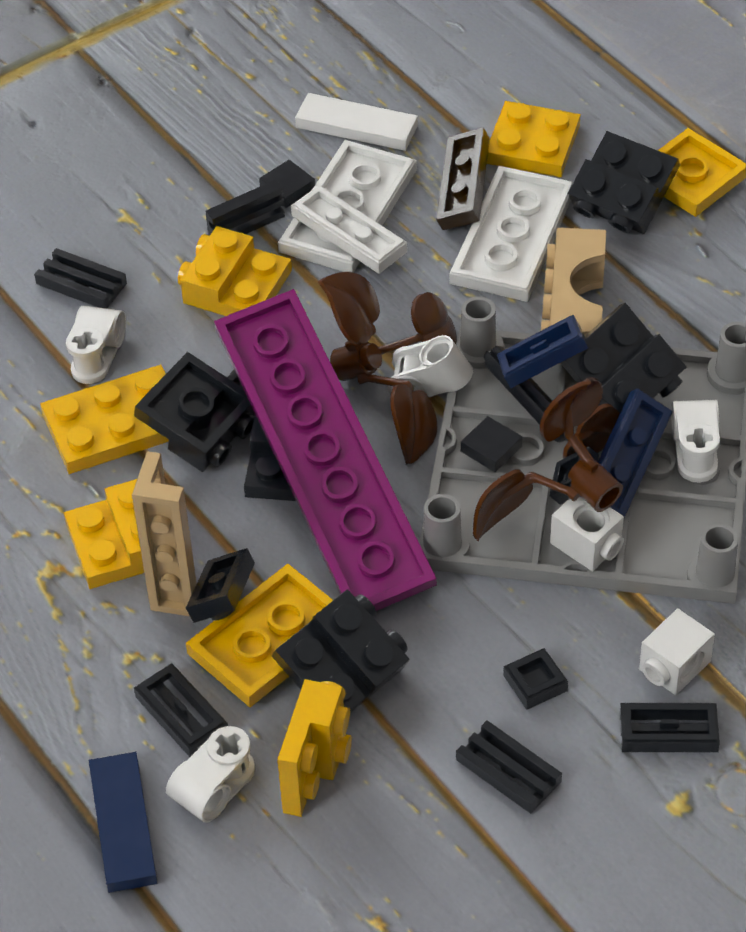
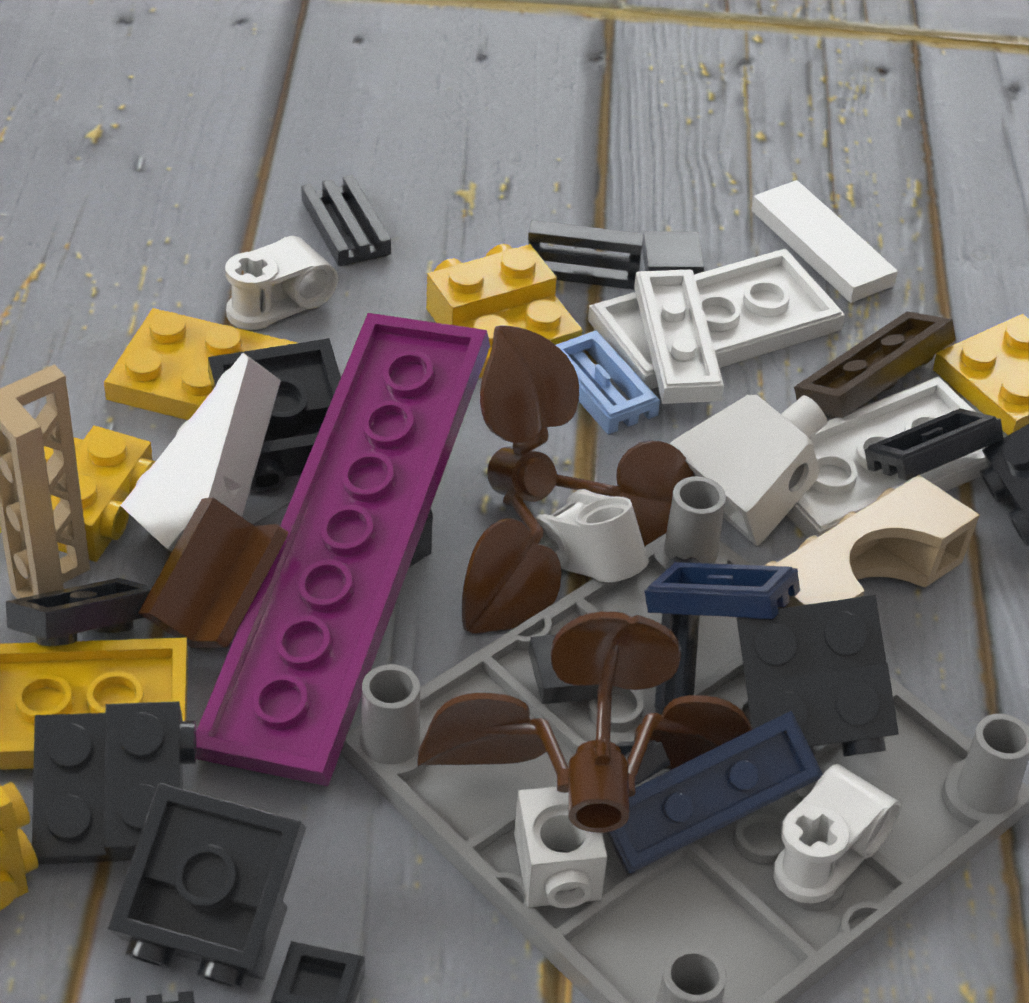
camera: 35 degrees right, 5 degrees down
(204, 465) = (210, 455): none -> white slope
(274, 520) = (212, 576): none -> reddish brown panel
(307, 284) = (596, 390): none -> light blue tile
(450, 665) = (207, 885): none -> black plate
(466, 269) = (757, 459): none -> white torso
(544, 205) = (934, 443): none -> black tile

